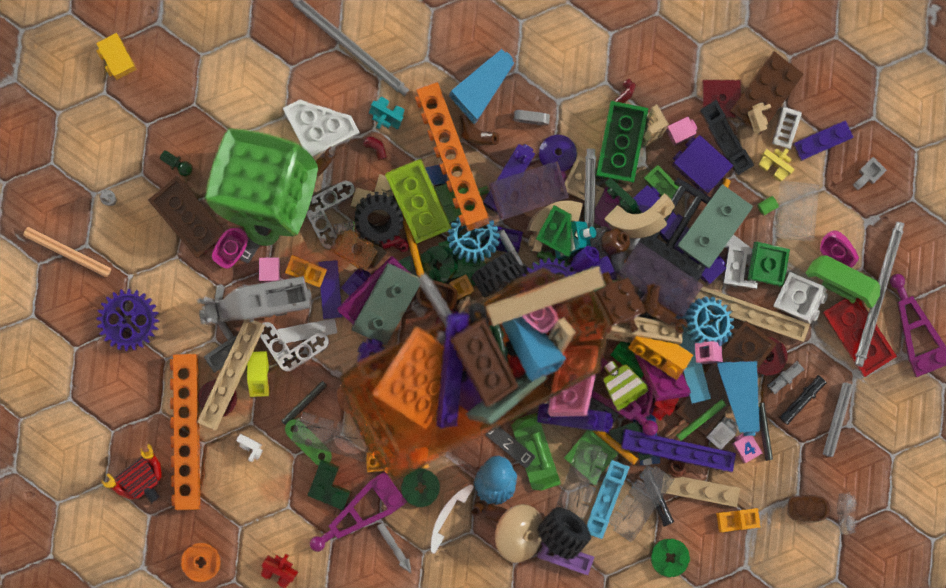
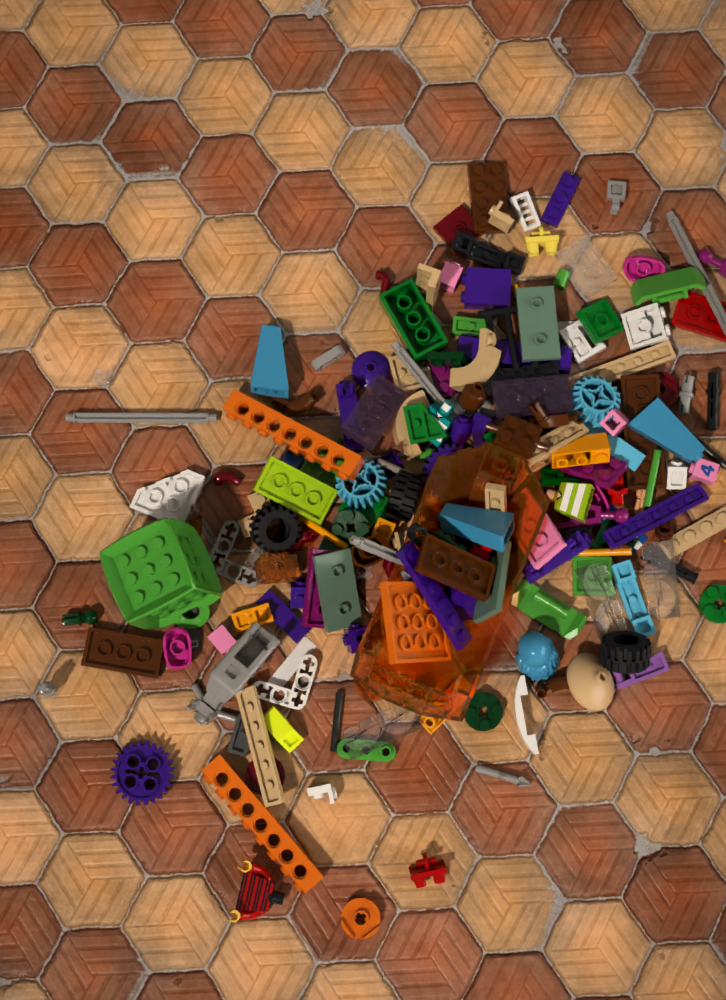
camera: 30 degrees left, 5 degrees down
(67, 252) = (48, 760): light nougat axle -> none
(324, 489) = (410, 776): dark green plate -> none
(385, 116) = (215, 447): teal hips -> none
(388, 494) = (462, 738): magenta plate -> none
(511, 446) = (526, 620): dark grey sticker -> none
(542, 319) = (462, 495): bright pink piece -> none
(545, 295) = (458, 477): tan tile -> none

